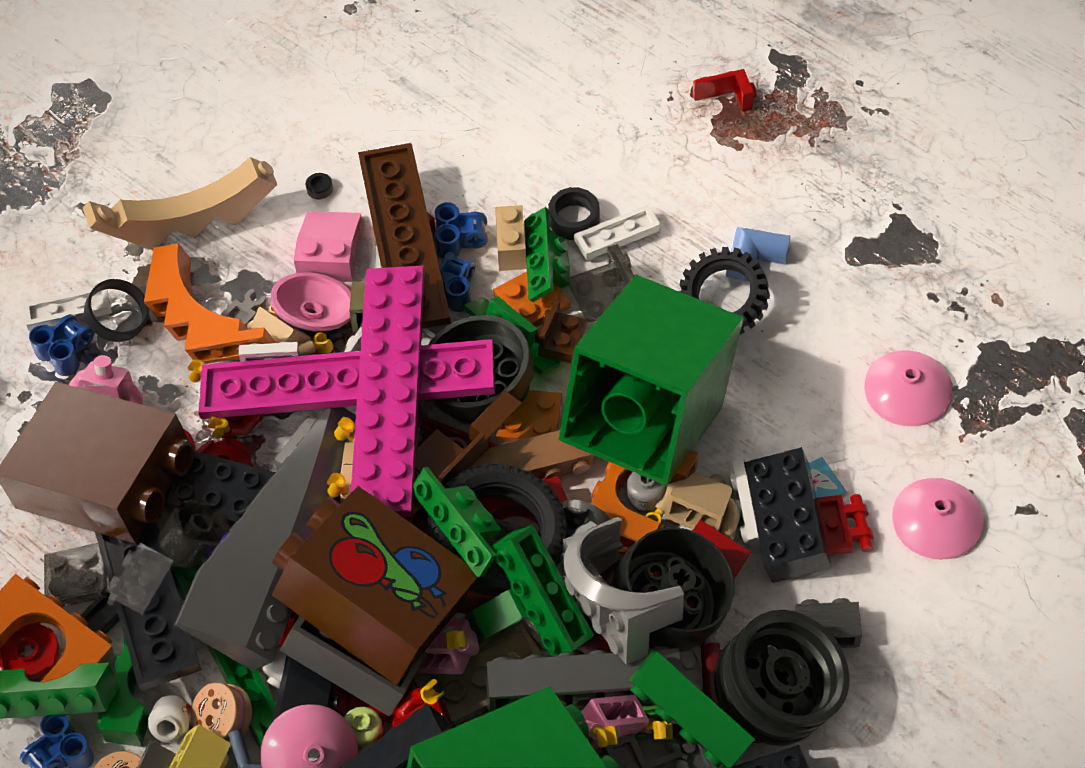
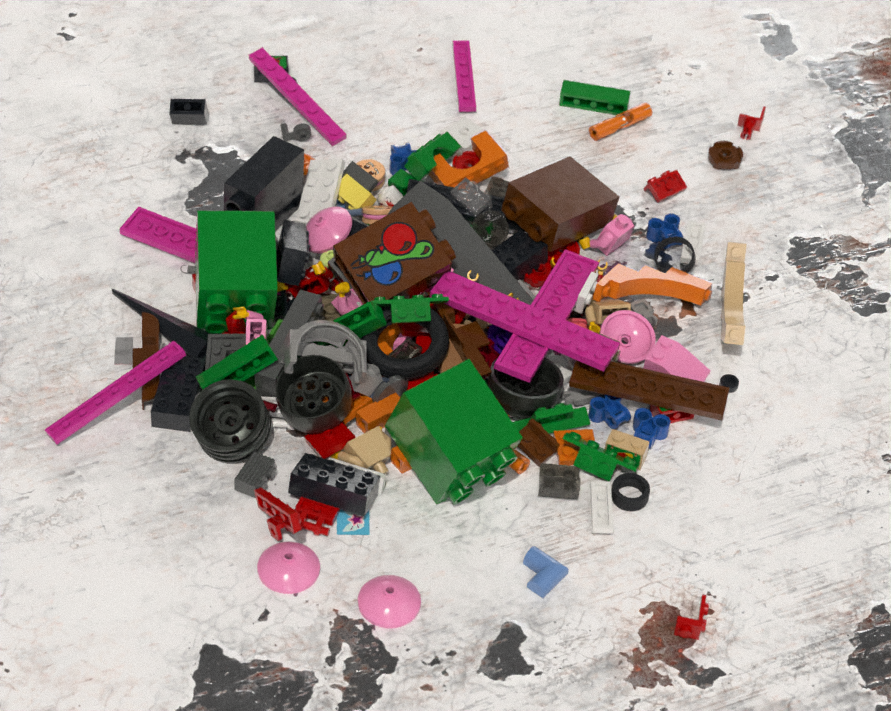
camera: 110 degrees right, 10 degrees down
(731, 261) = (514, 543): black tyre -> none
(889, 545) = (281, 514): none -> red plate

